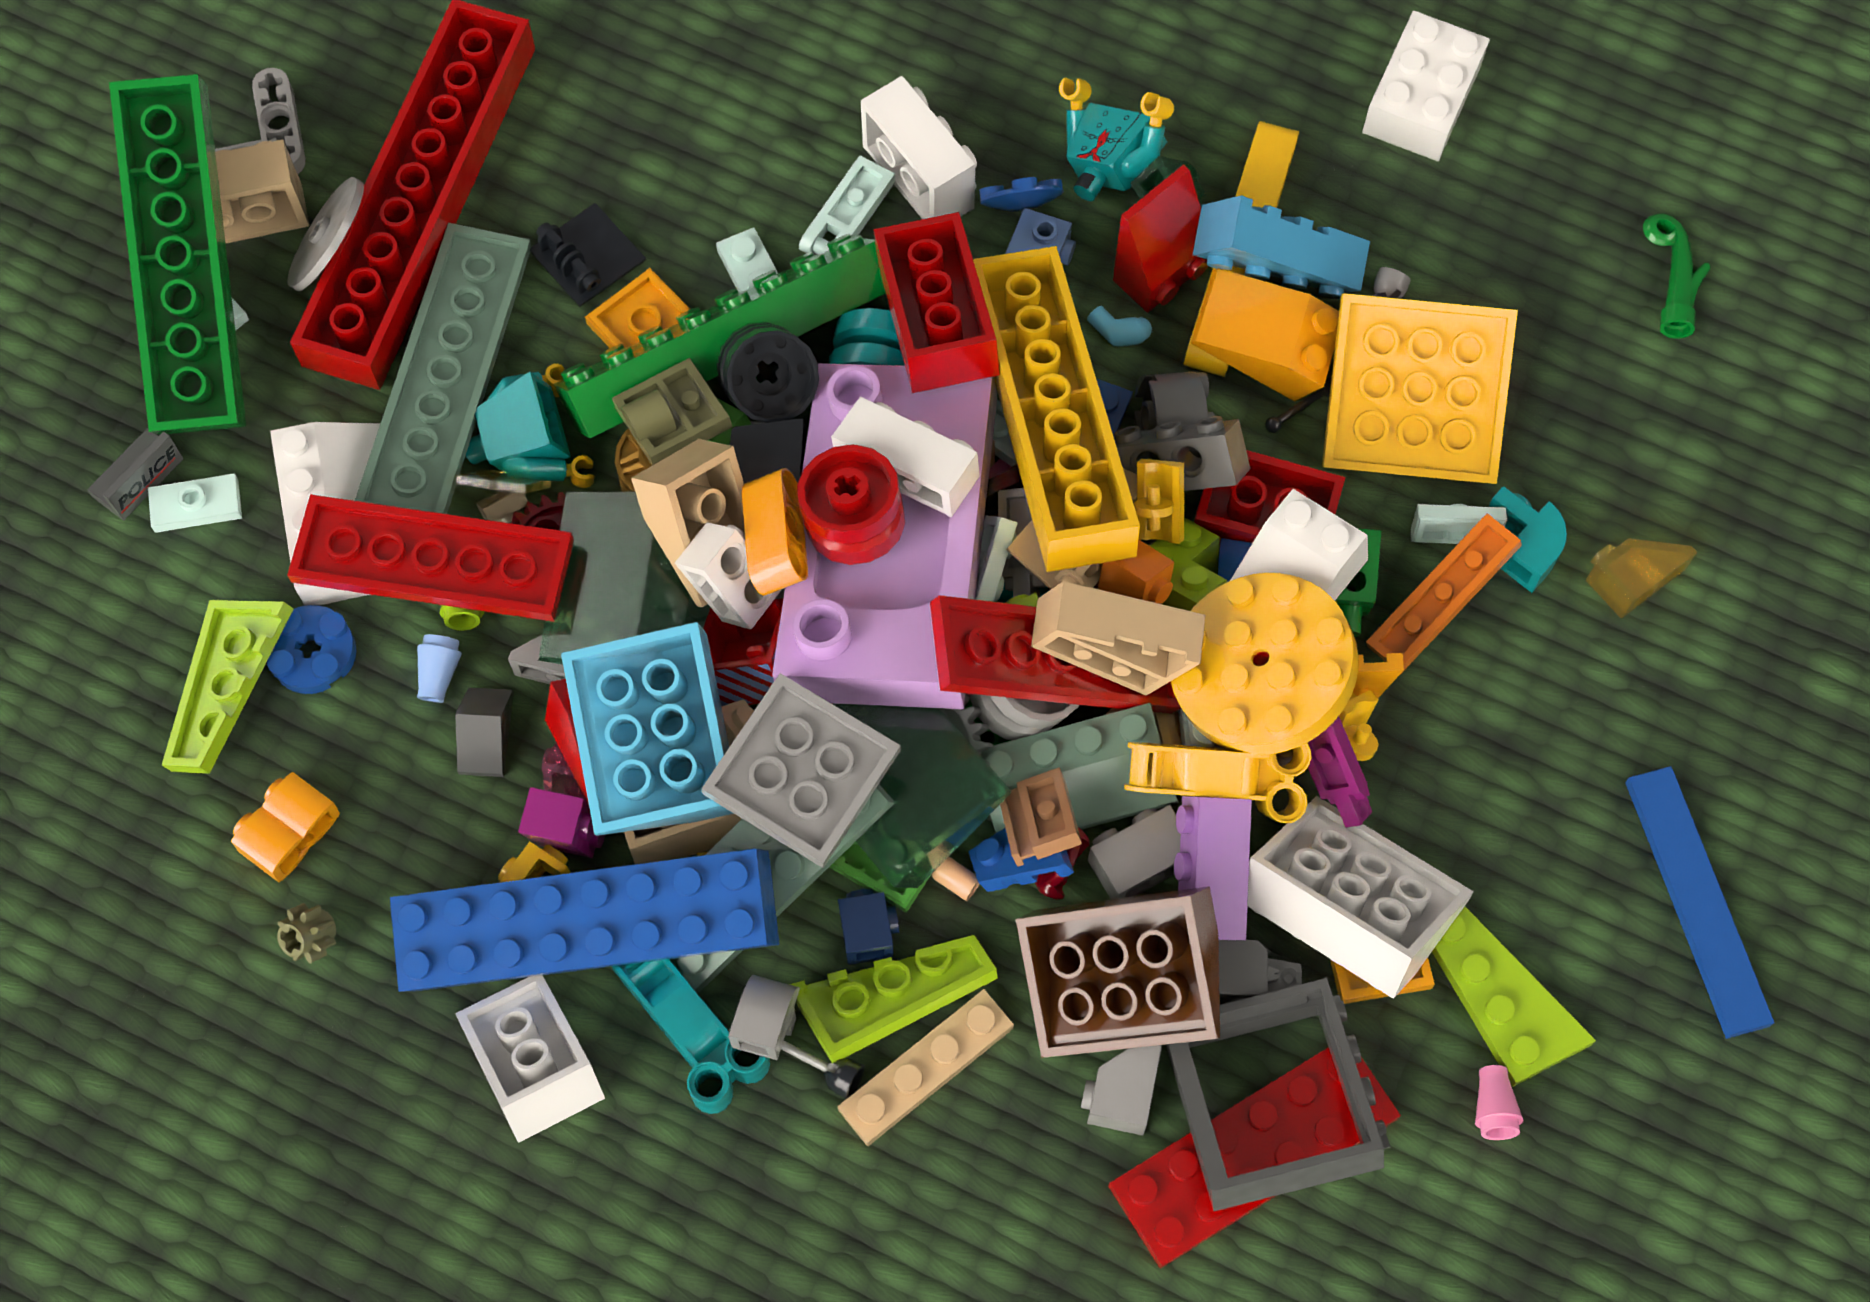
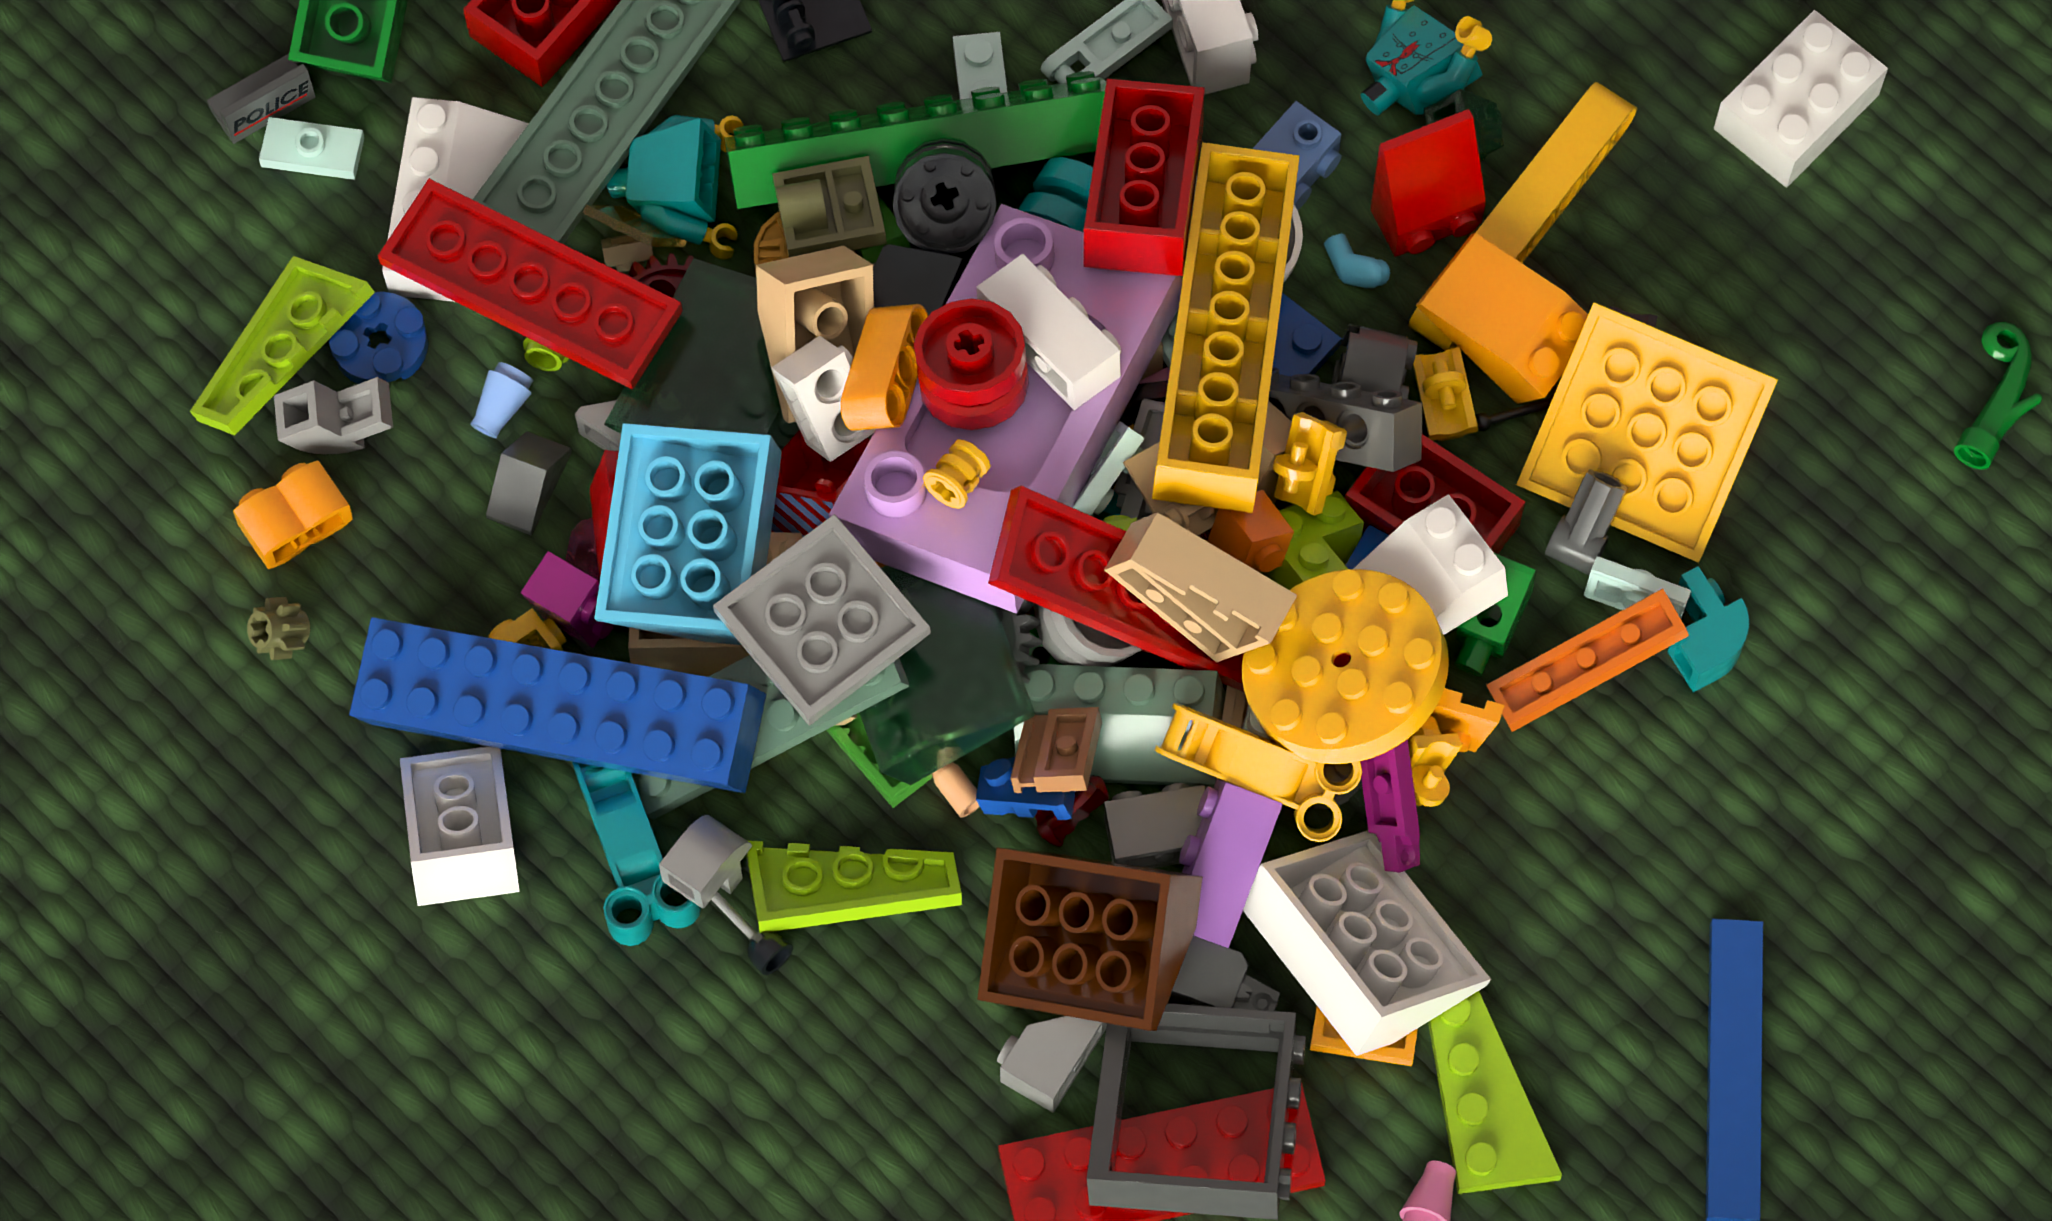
camera: 20 degrees right, 0 degrees up
(295, 733) = (332, 421): none -> light grey brick
(635, 309) = (841, 83): light orange tile -> none
(867, 926) = (846, 808): dark blue brick -> none
(875, 603) = (957, 474): none -> yellow bush
(925, 1067) = (855, 970): tan plate -> none
(1024, 194) = (1299, 85): blue dish -> none
(1233, 400) = (1445, 395): none -> yellow hips
(1281, 247) = (1554, 231): dark azure wedge -> none
(1392, 282) = (1671, 309): light grey hinge -> none
(1395, 491) = (1583, 531): none -> dark grey piece
(1636, 571) = (1813, 705): clear yellow slope -> none

